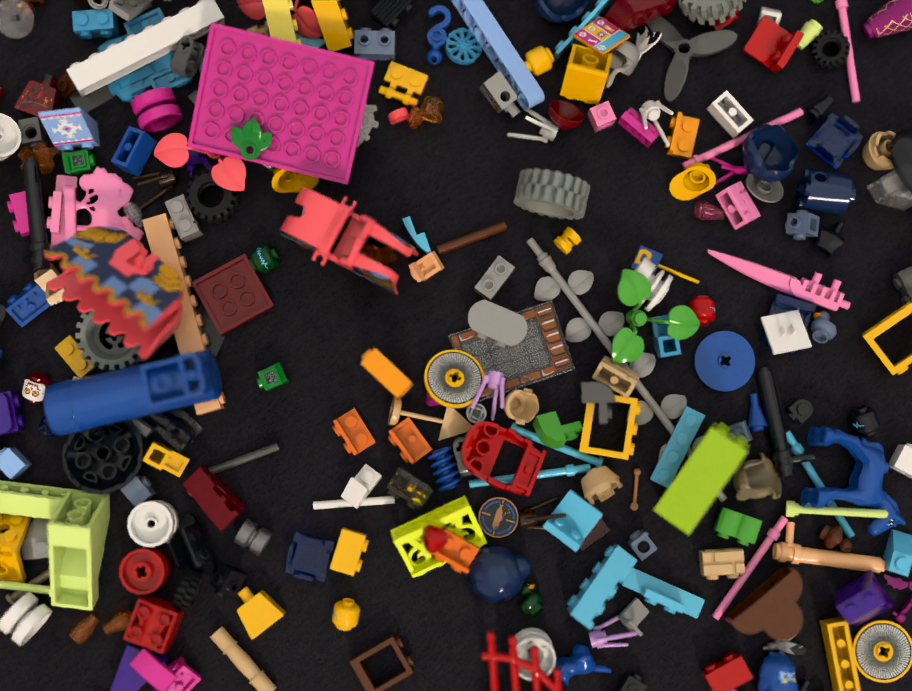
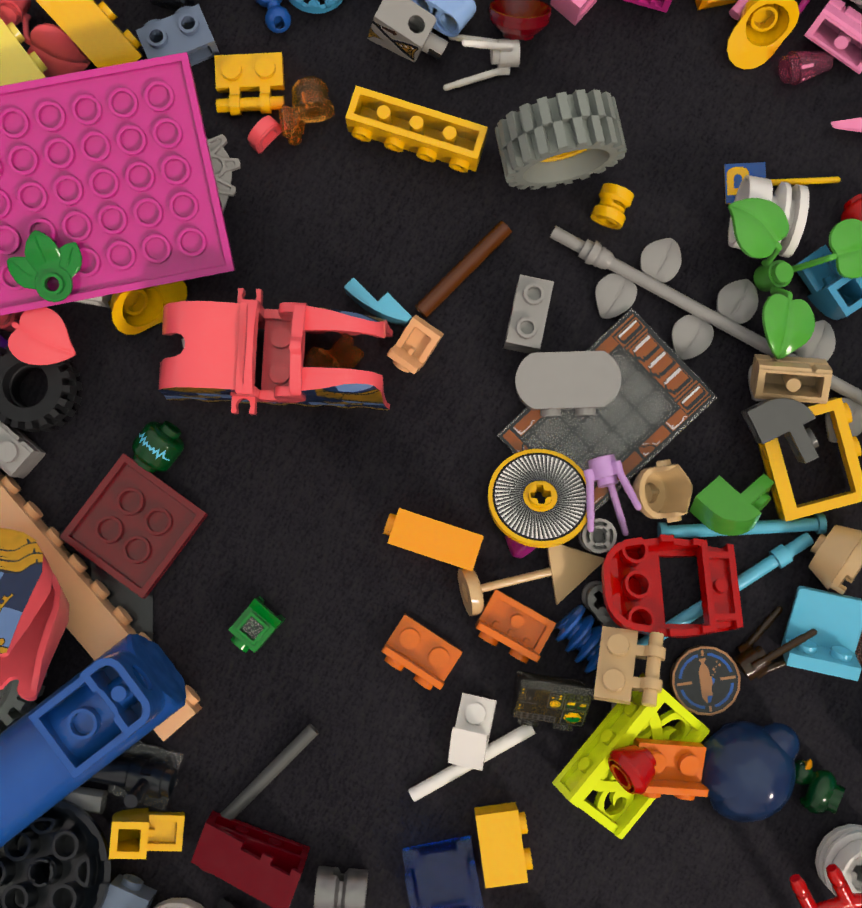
camera: 25 degrees left, 0 degrees up
(452, 483) = (617, 666): none -> tan plate
(477, 148) = (415, 129): none -> yellow brick

